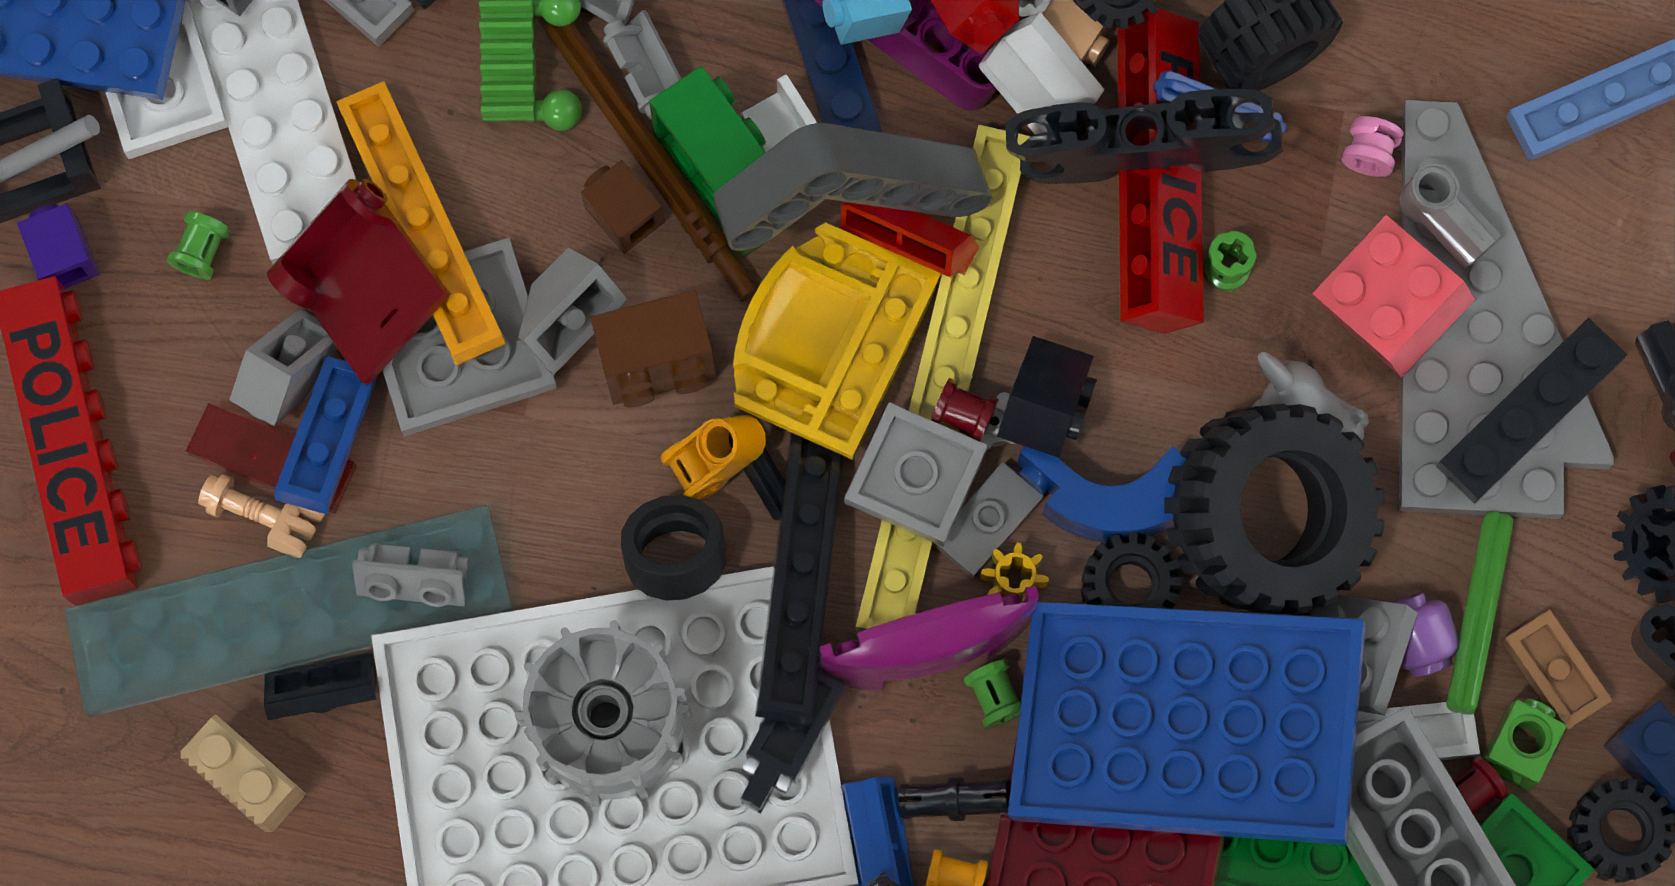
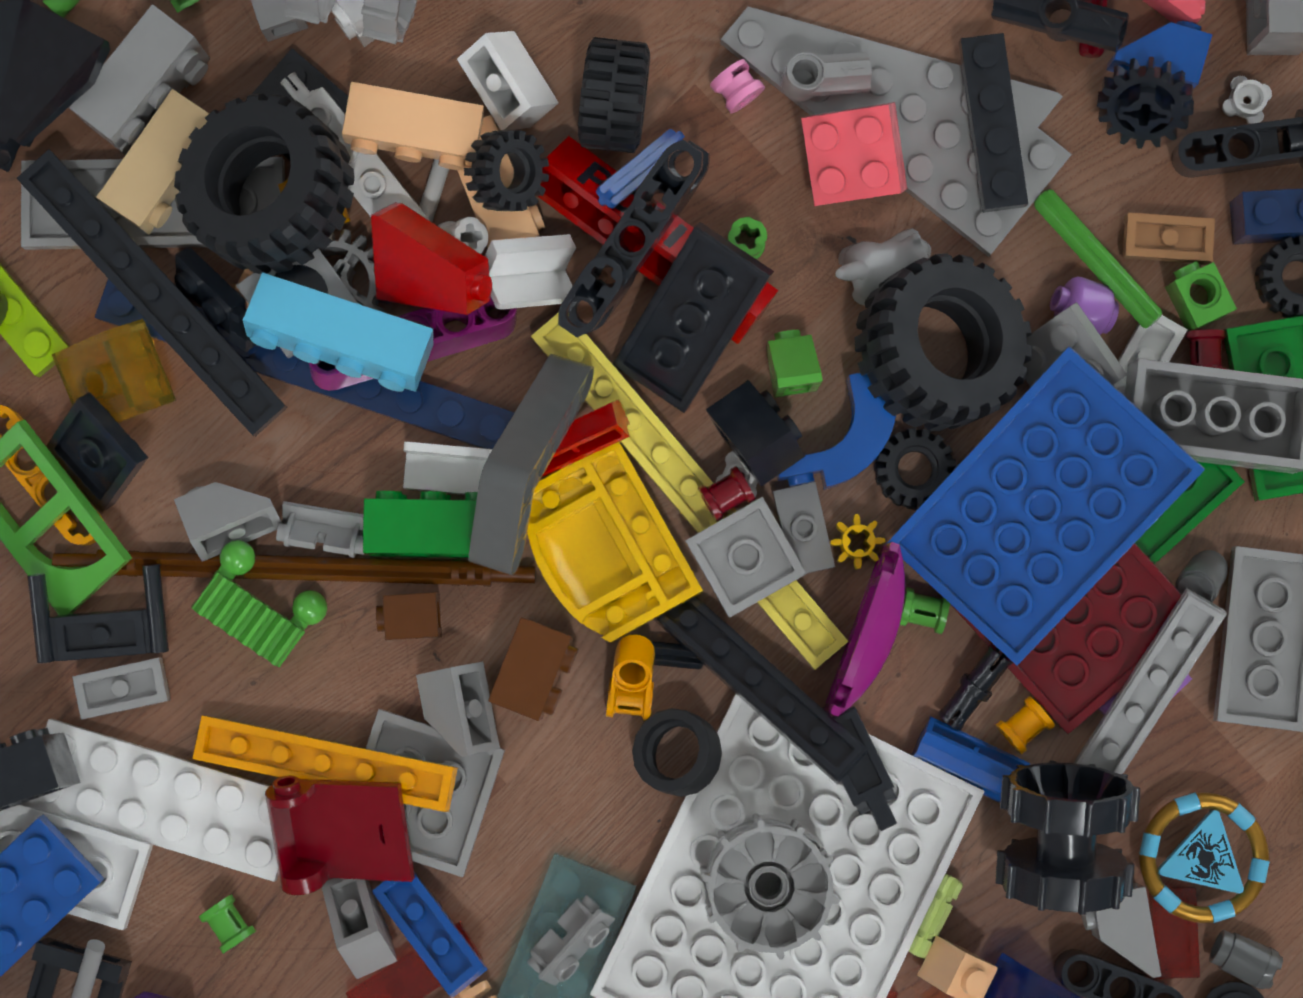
camera: 55 degrees left, 10 degrees up
(1112, 254) = (692, 317): none -> black tile
(1140, 389) = (793, 364): none -> bright green slope

